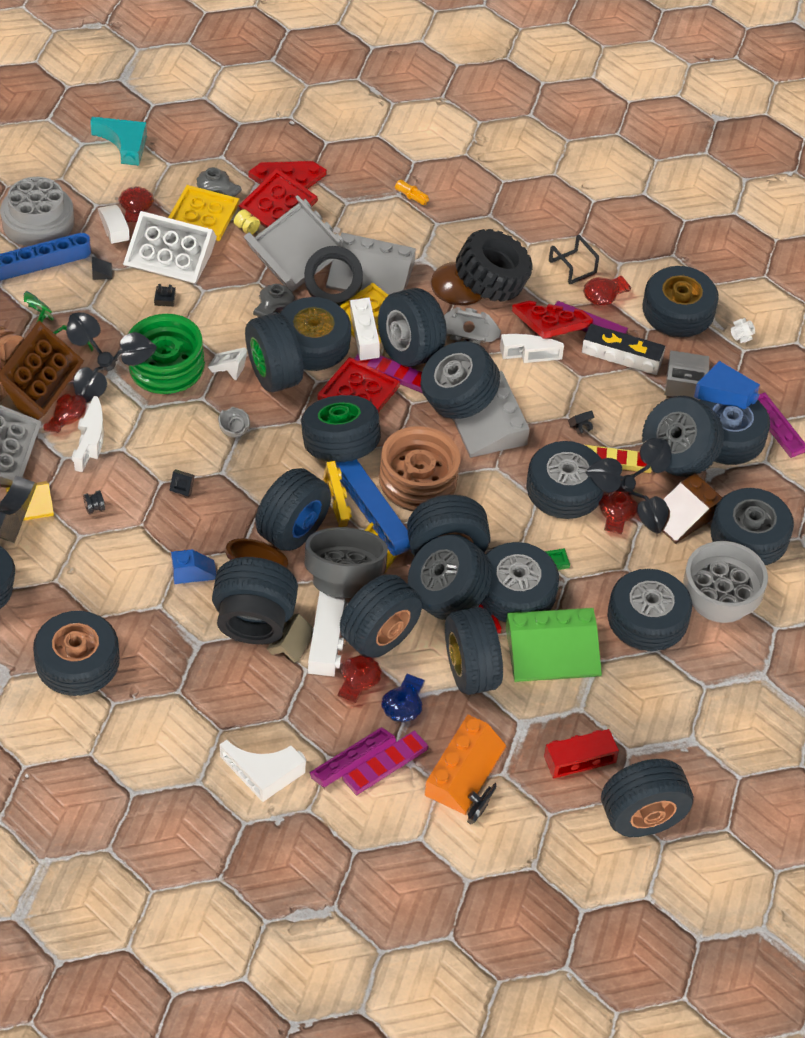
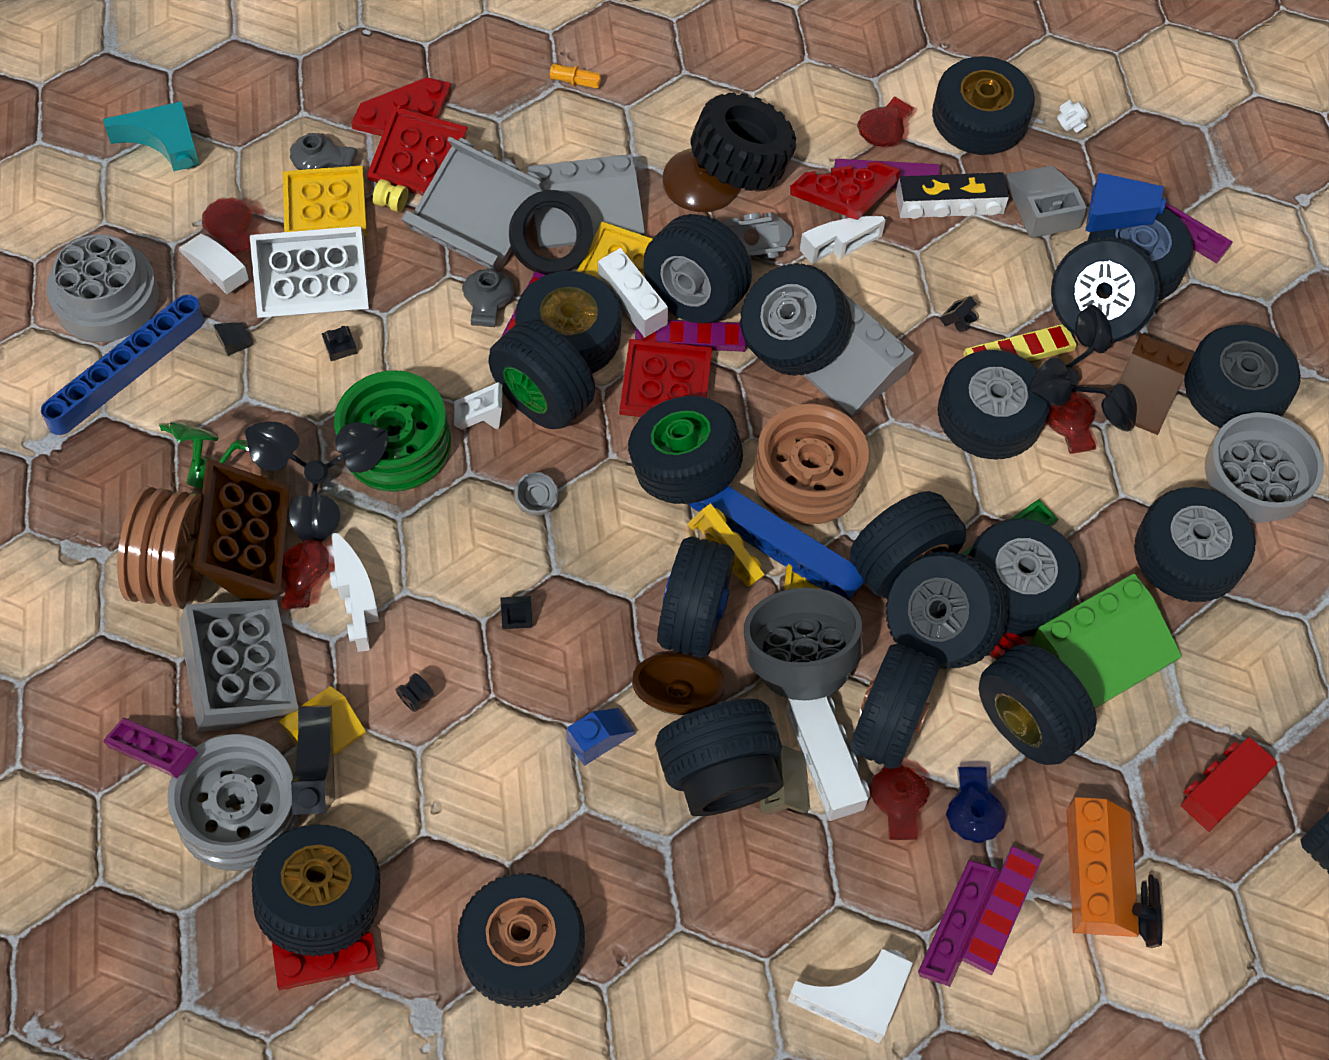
camera: 25 degrees left, 10 degrees up
(562, 257) = (805, 93): black piece -> none

